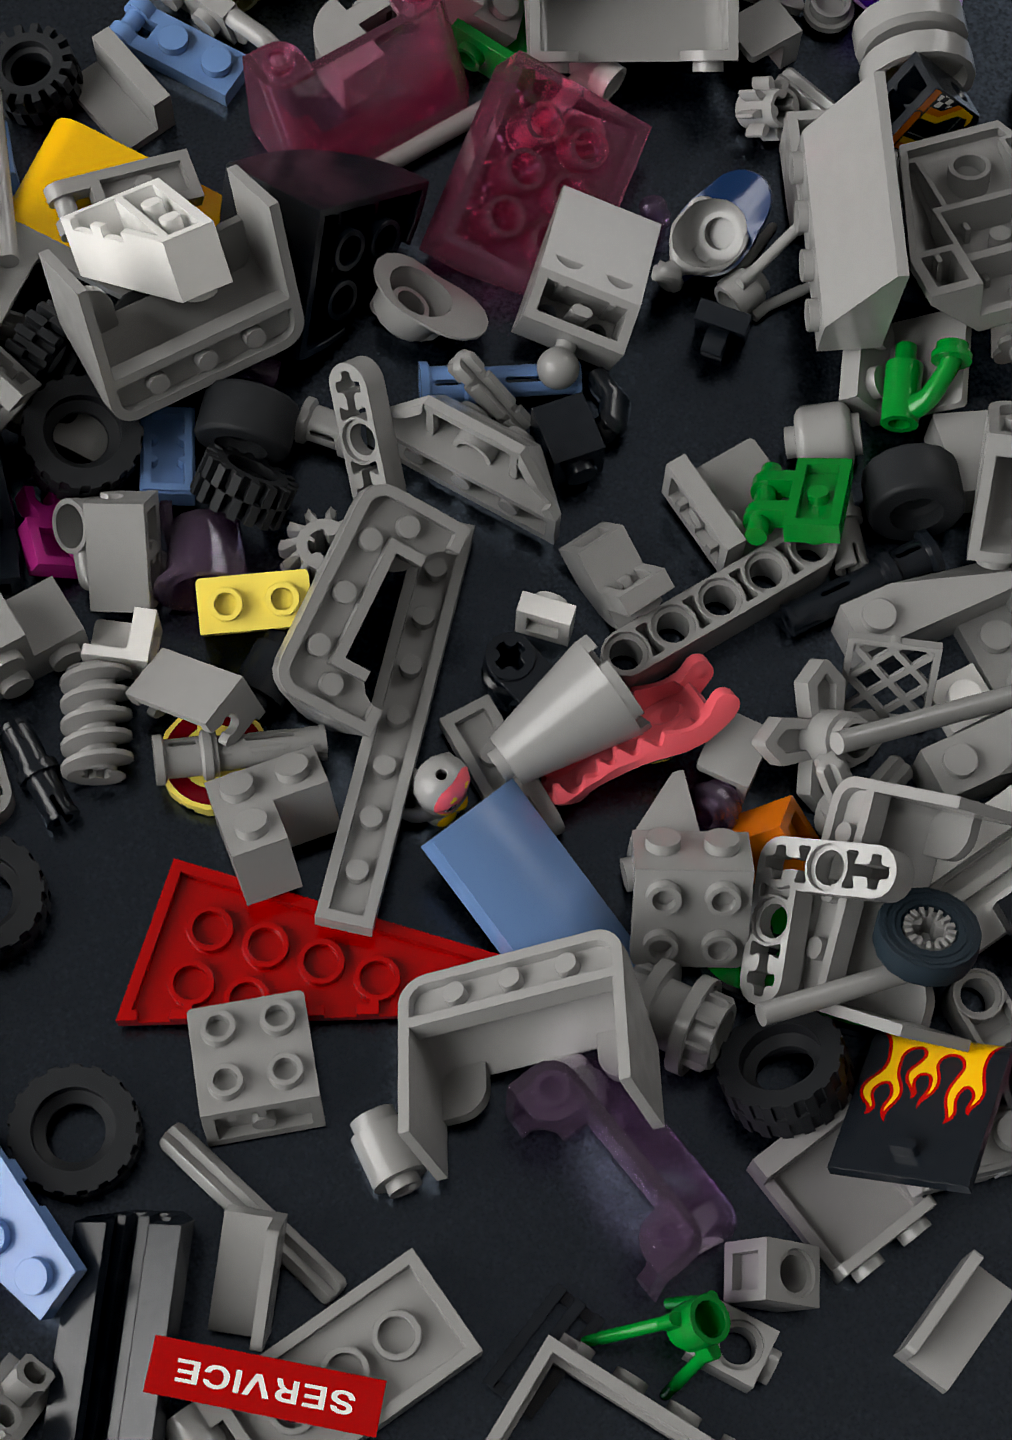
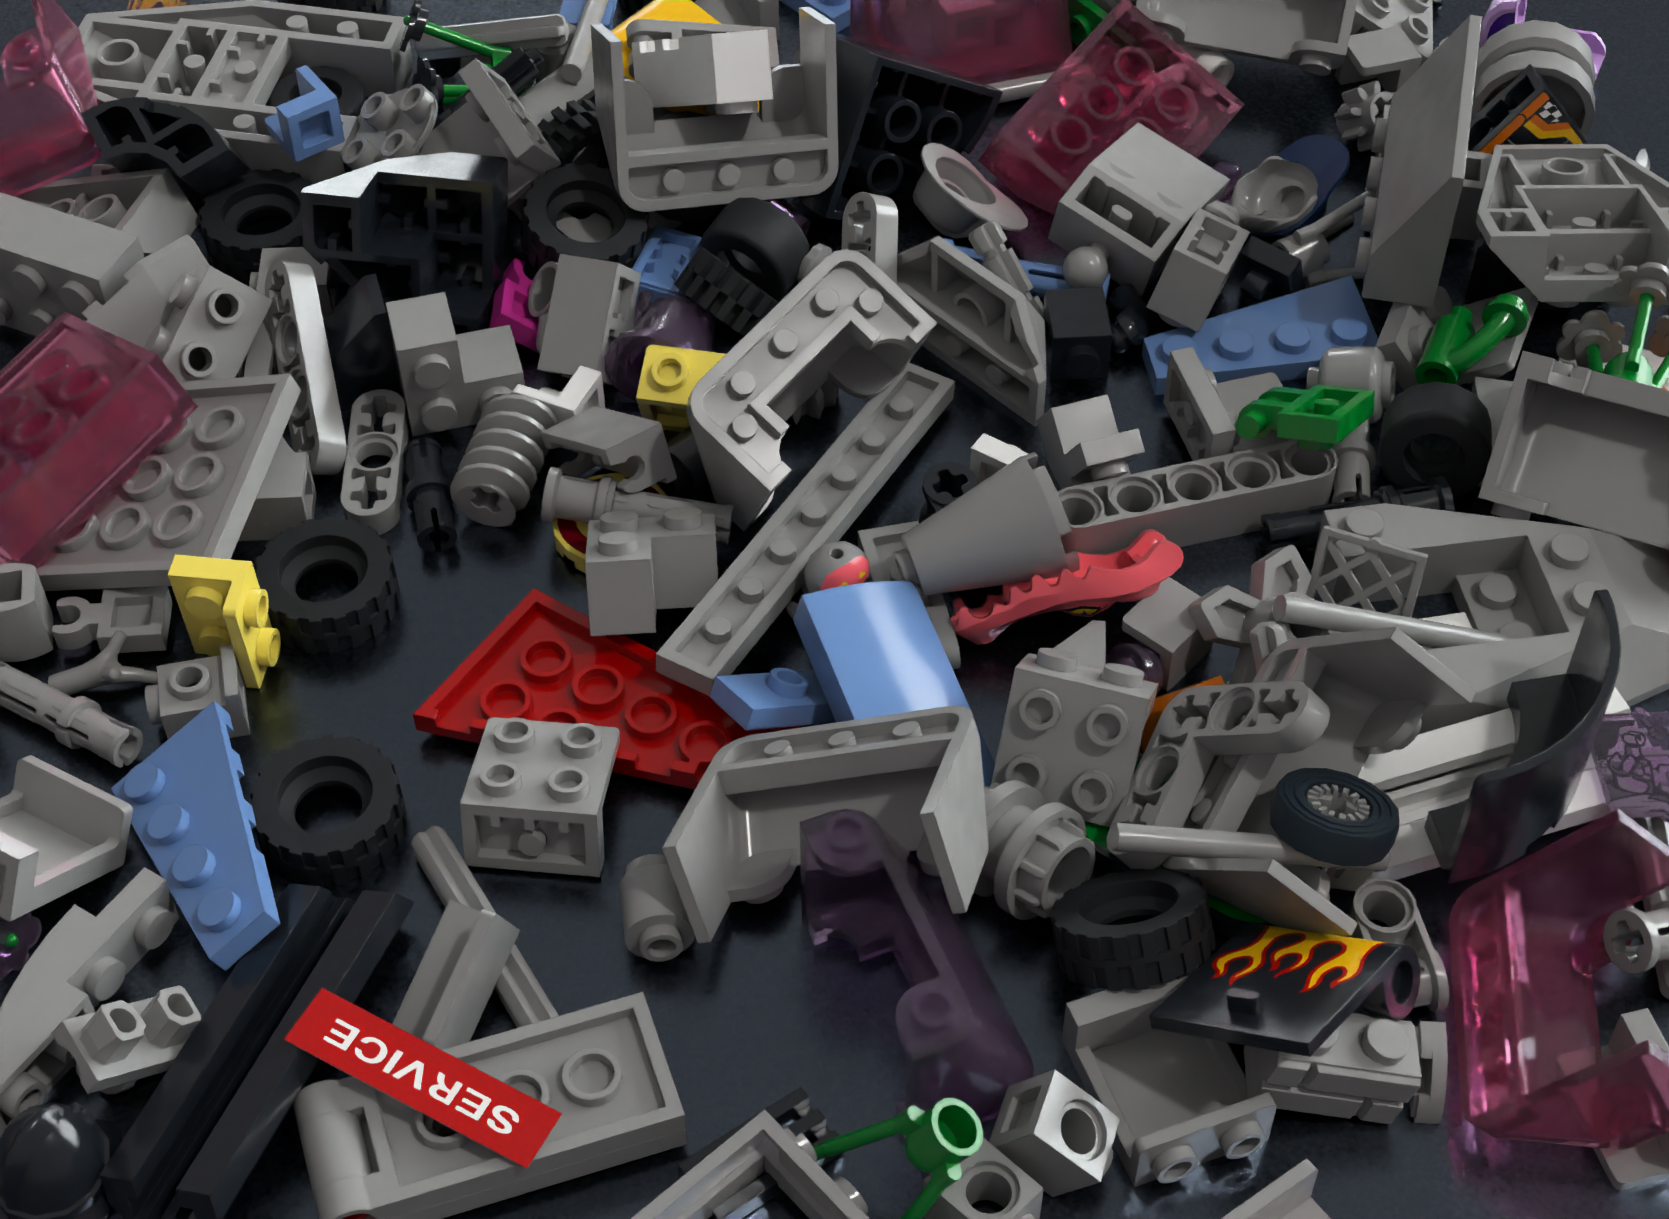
camera: 20 degrees right, 20 degrees down
(423, 924) = (772, 699): none -> medium blue plate
(663, 349) = (1197, 270): none -> light grey brick
(736, 397) = (1271, 336): none -> medium blue wing

